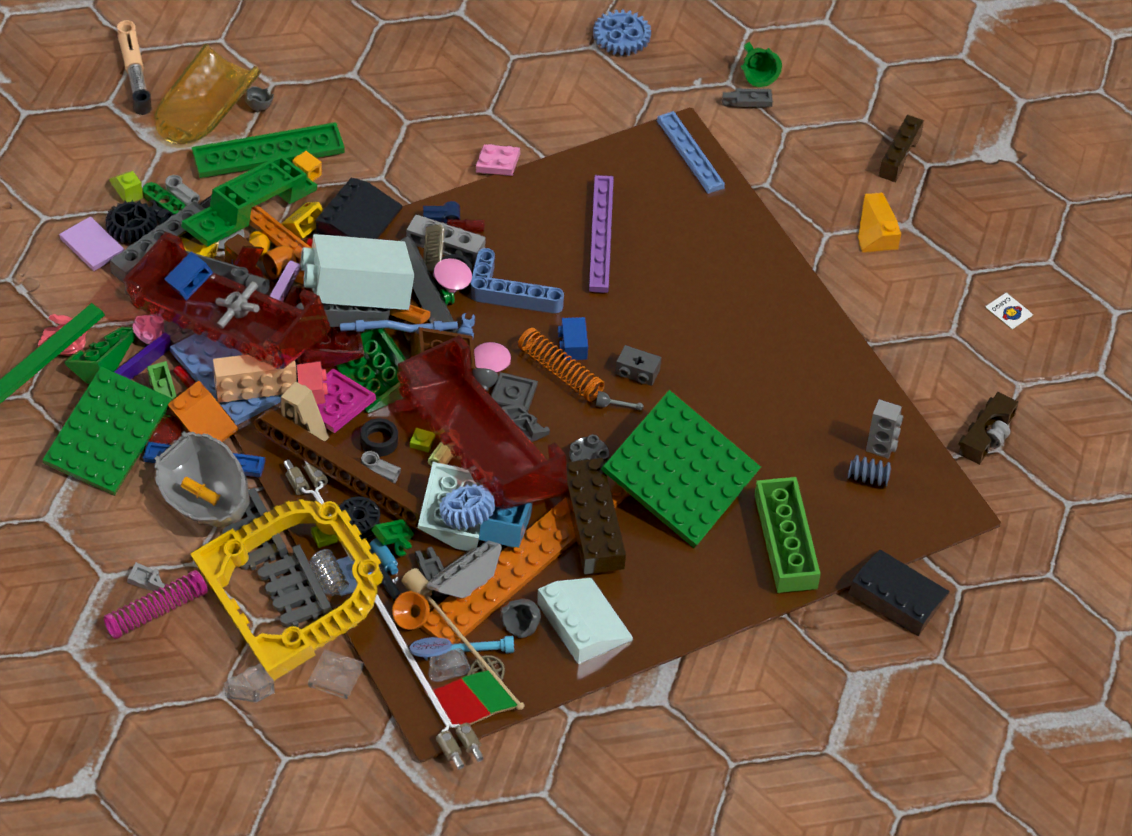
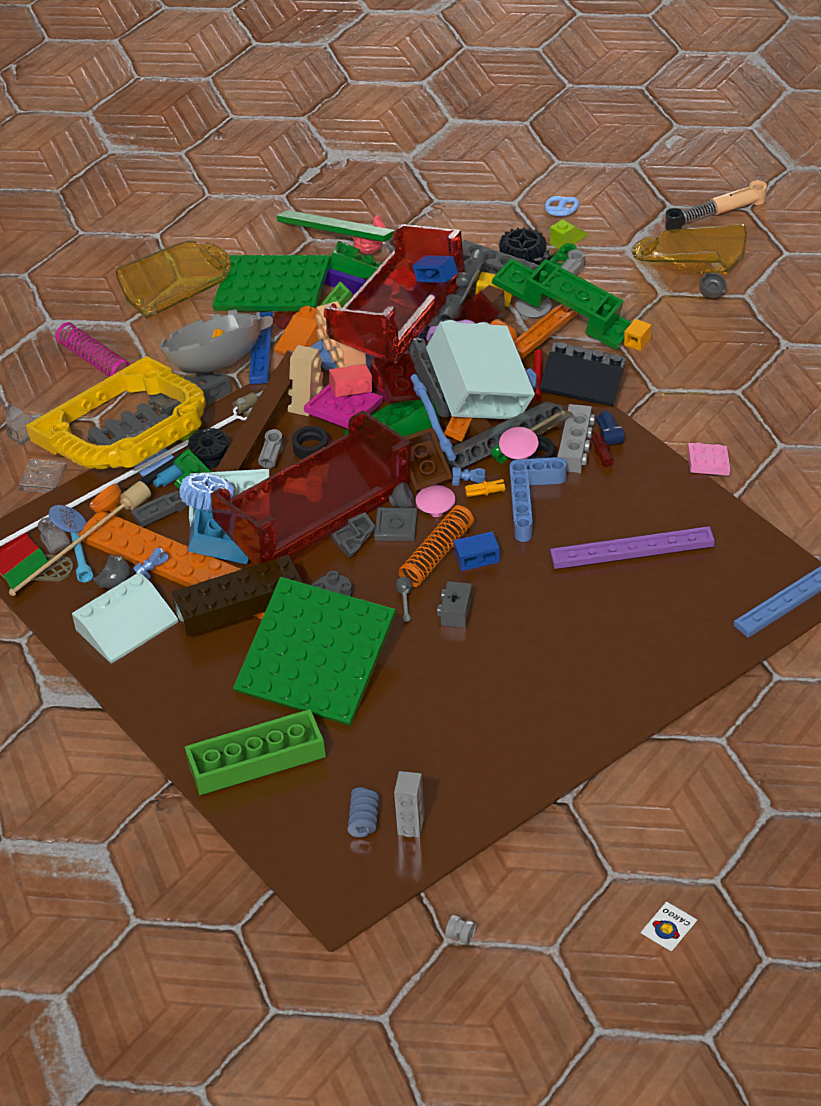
camera: 85 degrees right, 5 degrees down
(69, 510) = (172, 276): none -> clear yellow windscreen
(85, 179) = (561, 210): none -> light blue piece
(91, 243) = (491, 229): lavender tile -> none
(145, 578) = (127, 343): light grey slope -> none
(237, 305) = (405, 300): light grey bar -> none
(255, 150) = (652, 307): green plate -> none
(259, 240) = (524, 322): light orange rock -> none
(303, 220) = (551, 335): yellow brick -> none
(468, 571) = (141, 517): light grey wedge -> none
(489, 317) = (485, 488): none -> light orange axle
(519, 585) = (149, 564): none -> medium blue piece
(878, 225) = (751, 782): light orange wedge -> none
(898, 592) = (209, 864): black slope -> none
(976, 442) = (496, 925): dark brown arch -> none

